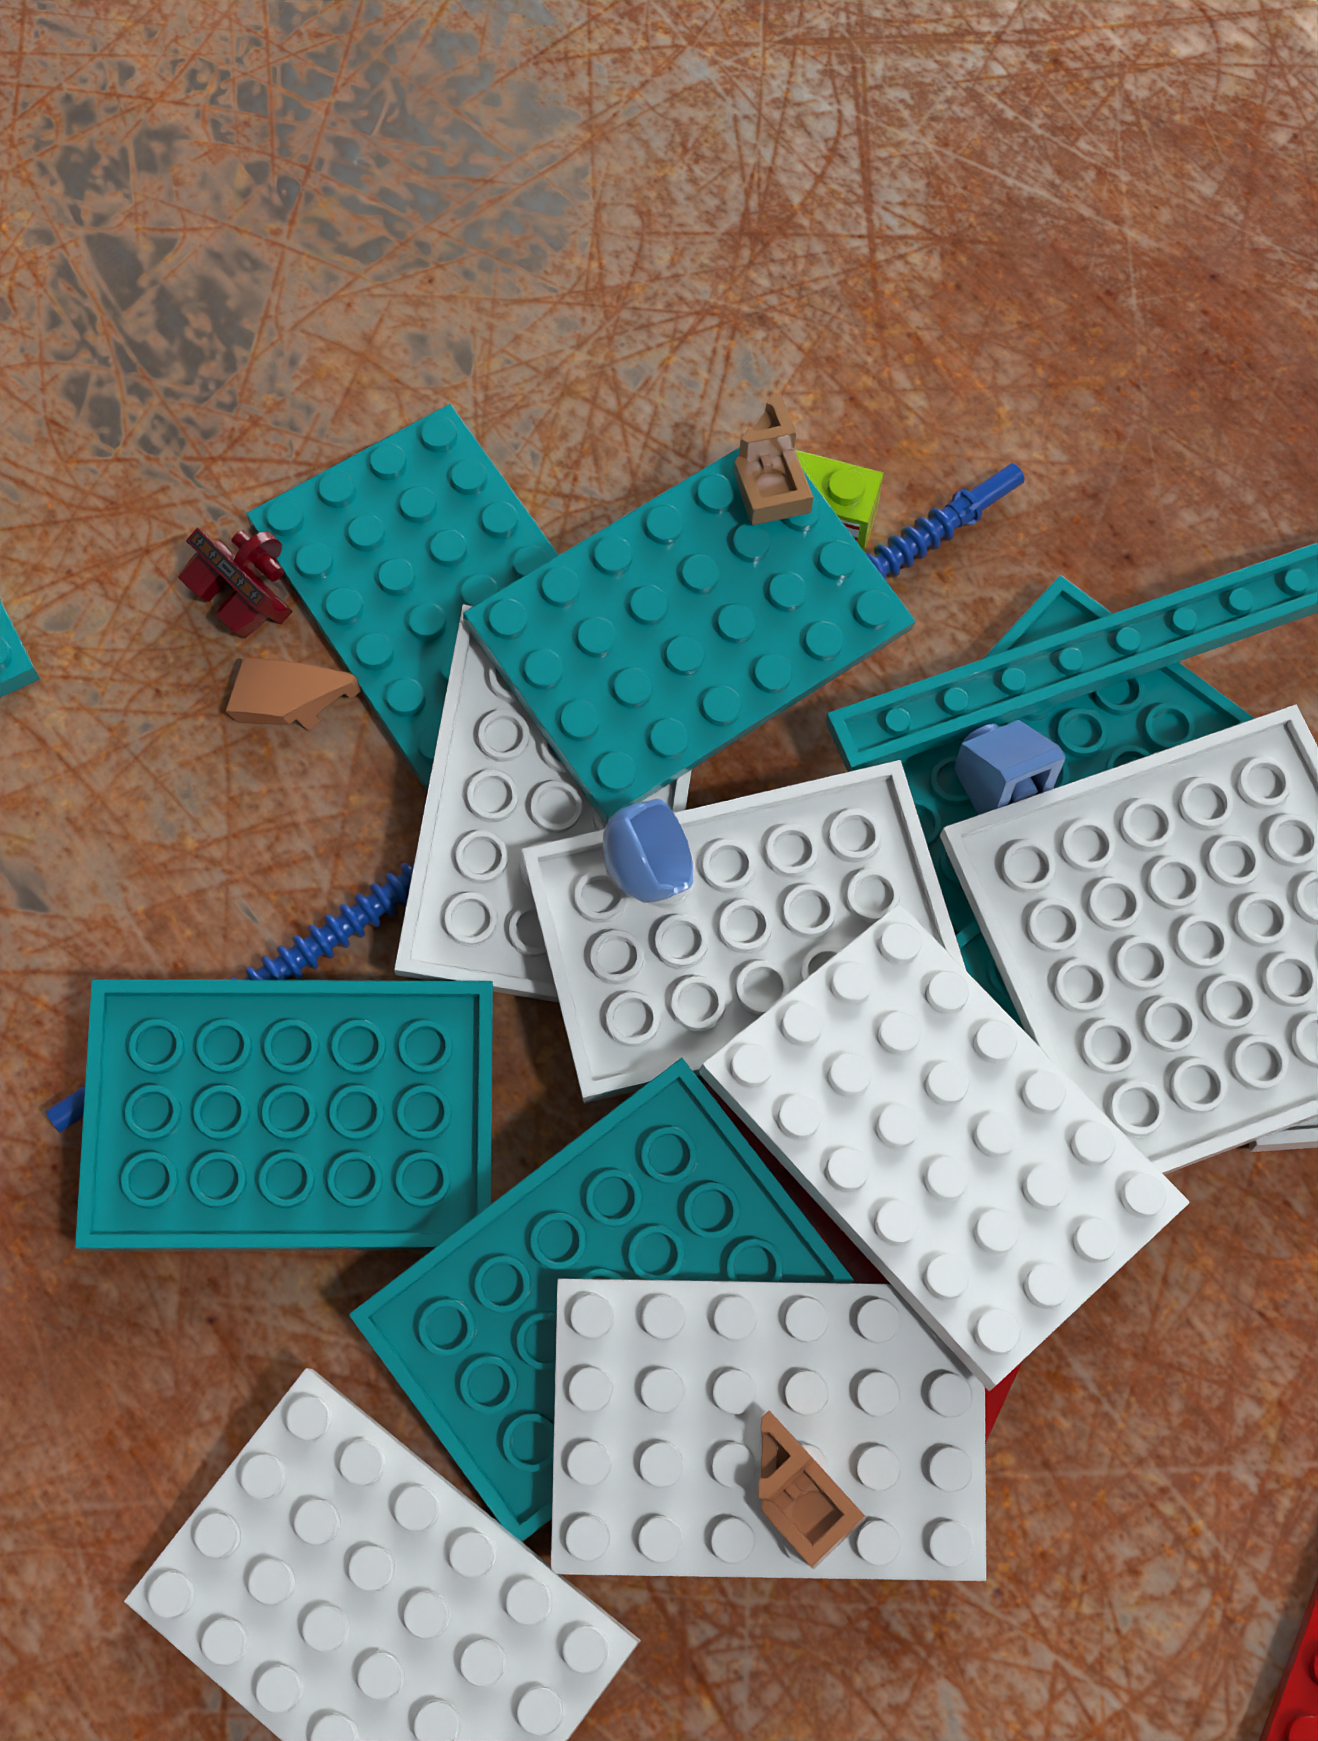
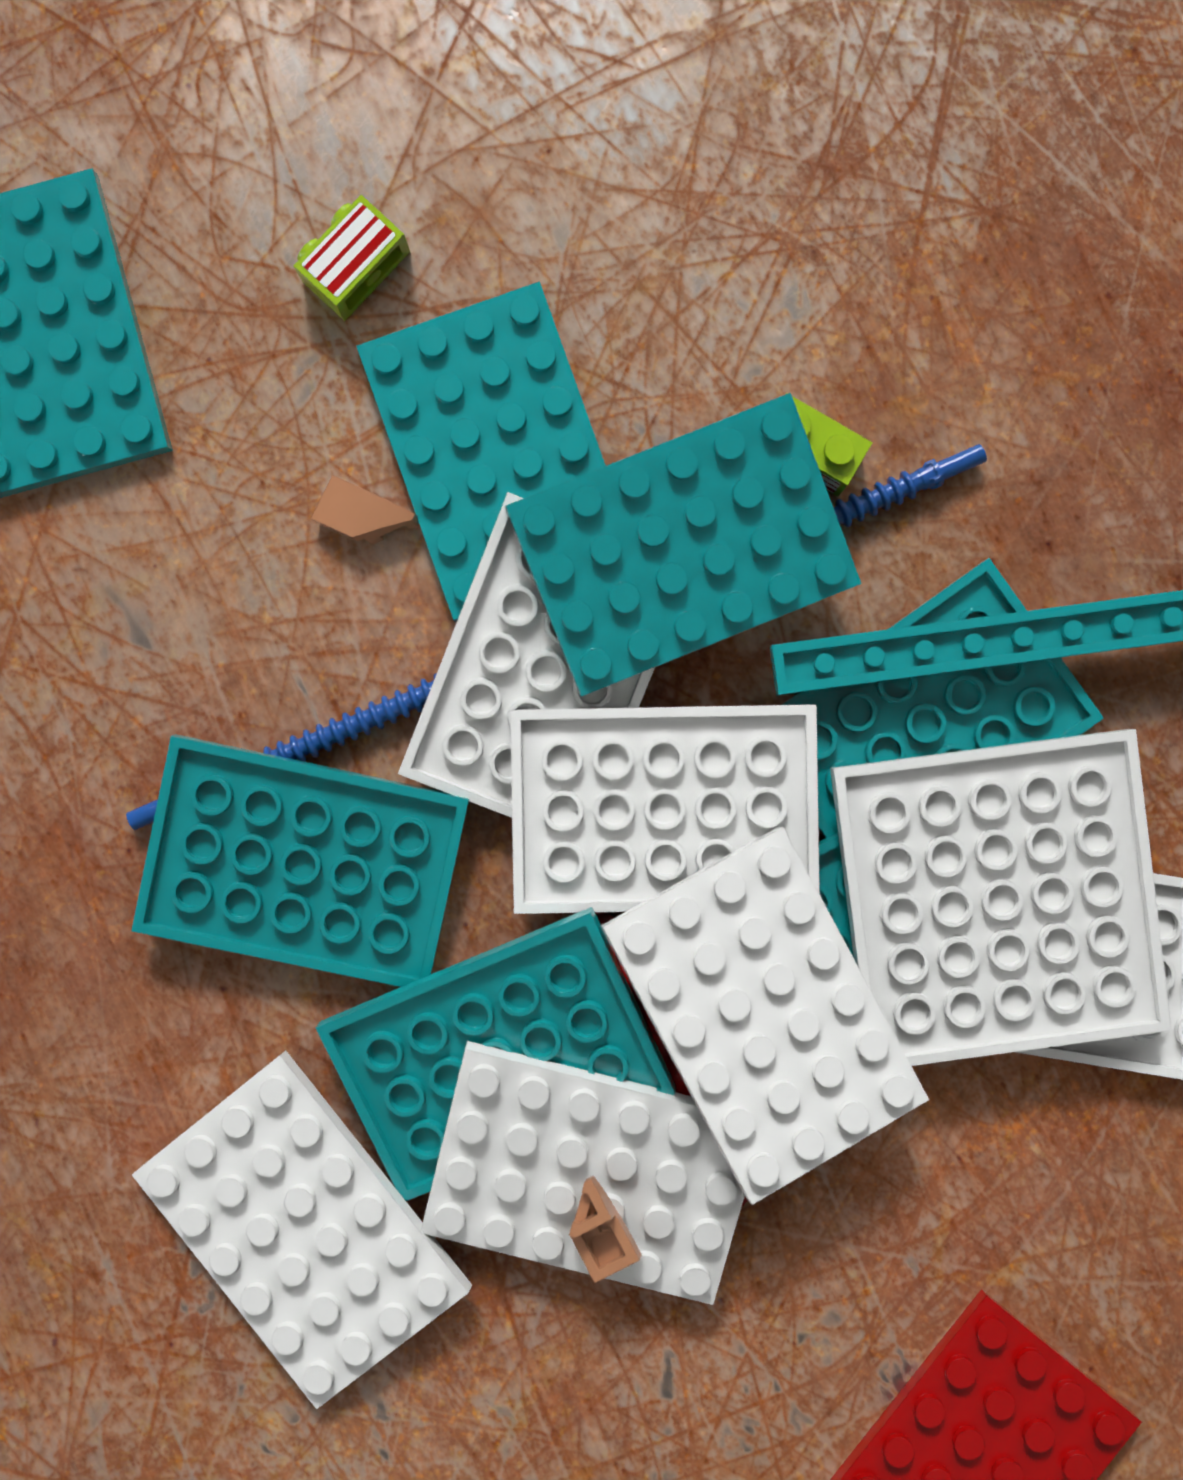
camera: 10 degrees right, 20 degrees up
(216, 565) = (345, 401): dark red hips -> none
(223, 422) = (351, 256): none -> brick
(647, 852) = (603, 747): medium blue hair -> none
(769, 468) = (778, 436): medium nougat slope -> none
(1006, 765) = (896, 726): medium blue slope -> none

